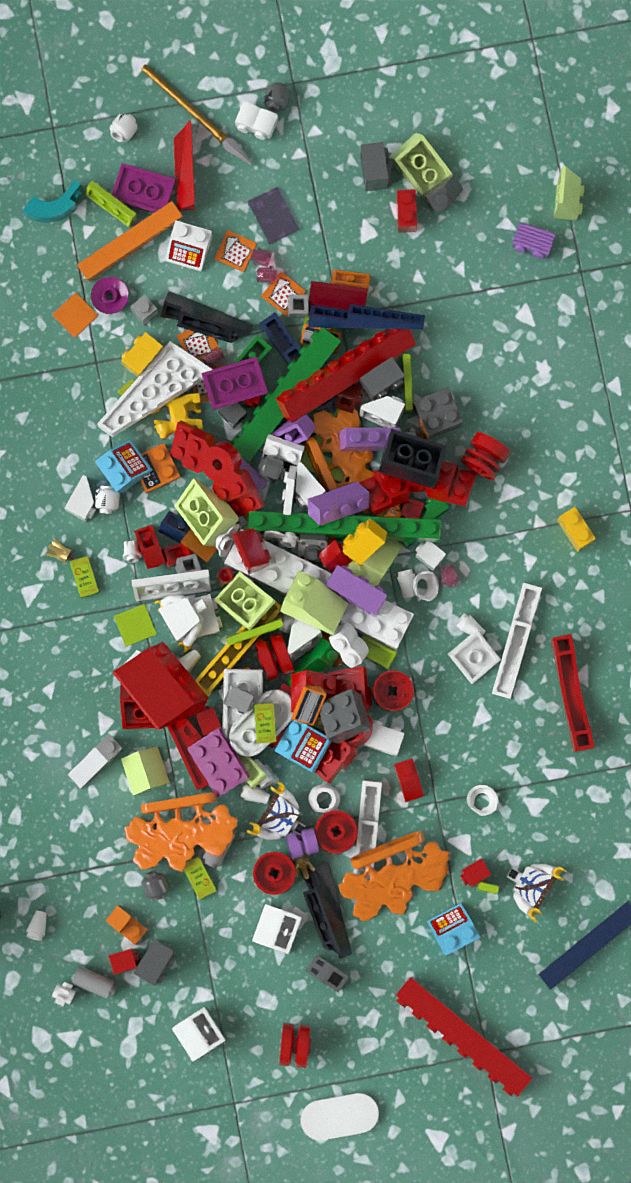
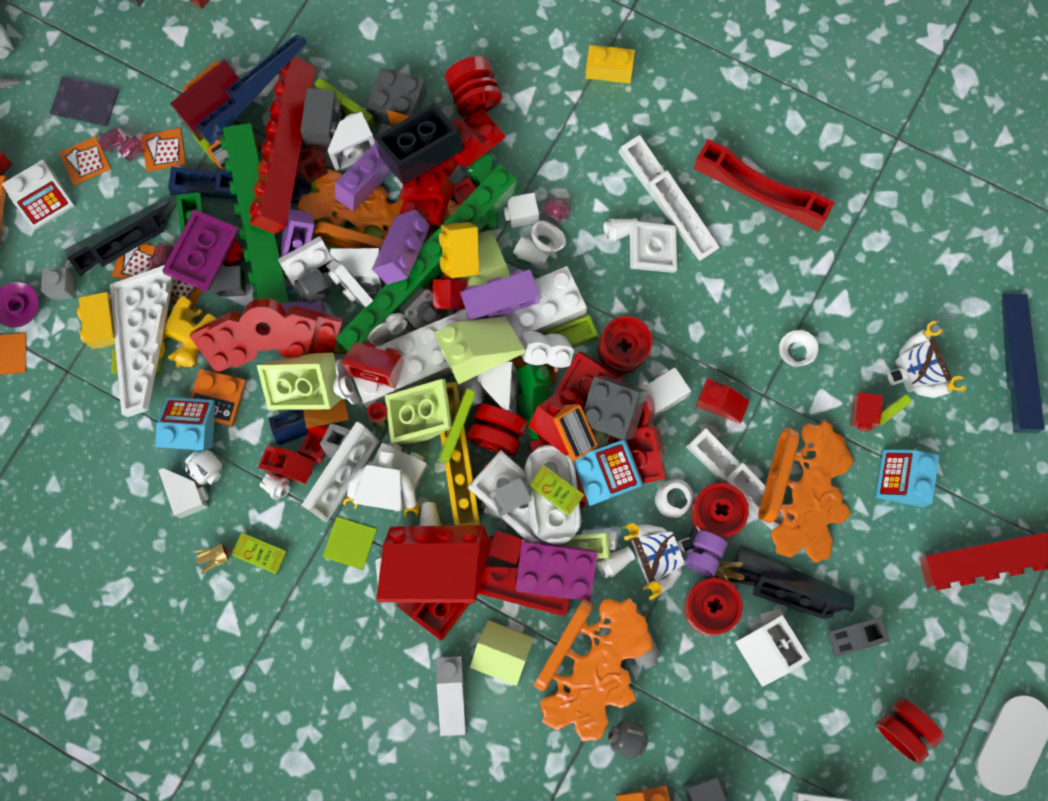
camera: 45 degrees left, 5 degrees down
(199, 878) = (655, 687): lime tile -> none
(297, 305) = (184, 141): light grey brick -> none

